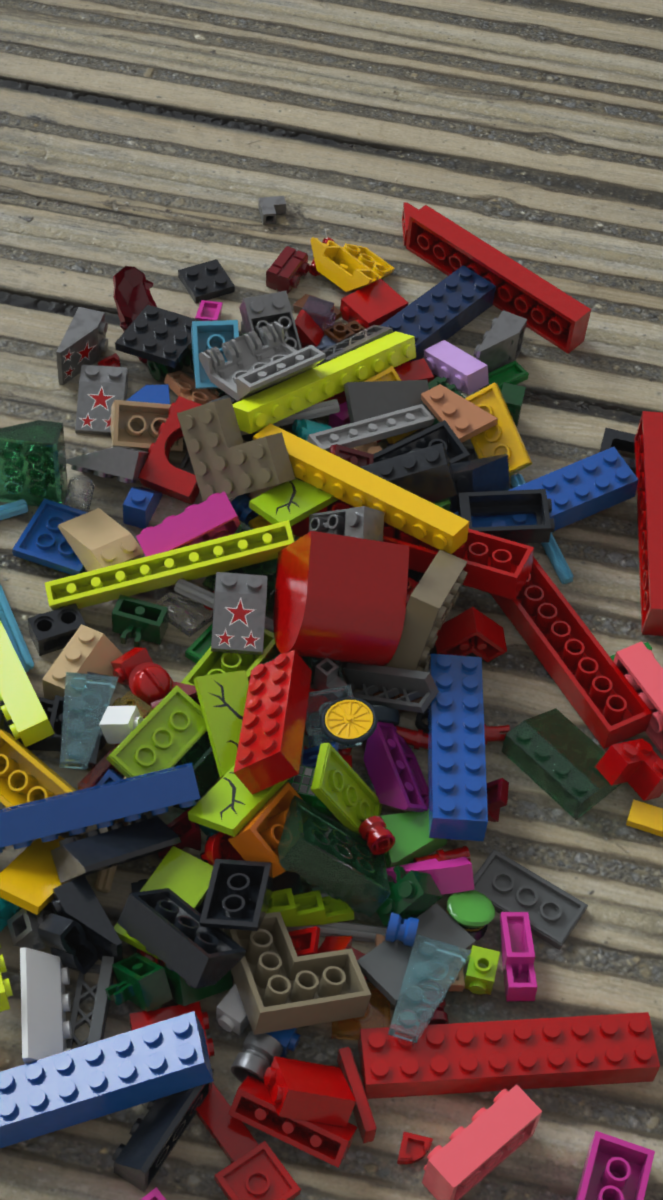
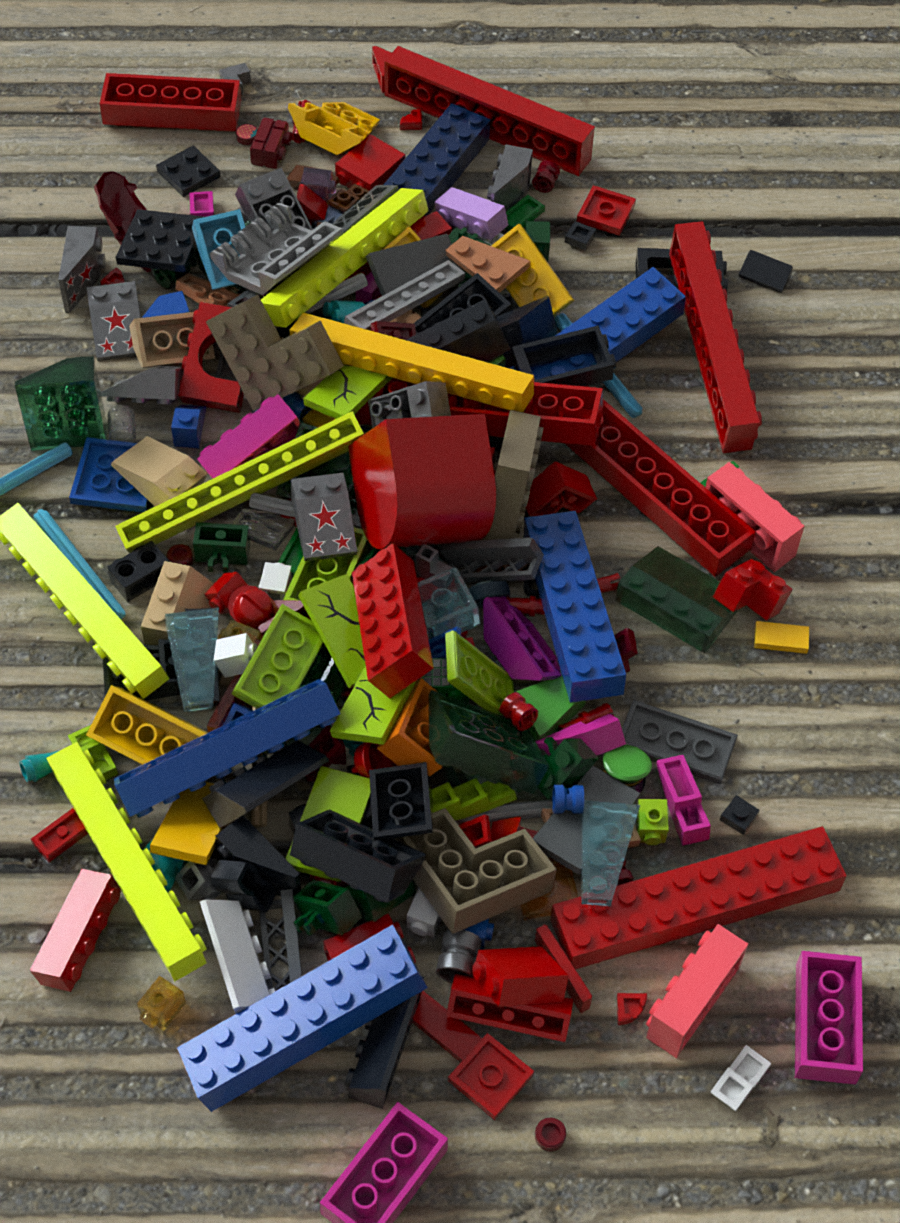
camera: 10 degrees left, 5 degrees up
(100, 622) = (180, 554): none -> dark red tile
(180, 662) = (276, 580): none -> white brick
(206, 217) = (170, 102): none -> red brick
(267, 258) = (246, 133): none -> tile
(349, 720) = (465, 603): yellow wheel -> none
(424, 275) = (412, 121): none -> red tile
(536, 347) = (546, 176): none -> dark red wheel
(554, 407) = (580, 235): none -> black plate
(570, 983) = (739, 815): none -> black plate
(585, 388) = (606, 210): none -> red plate

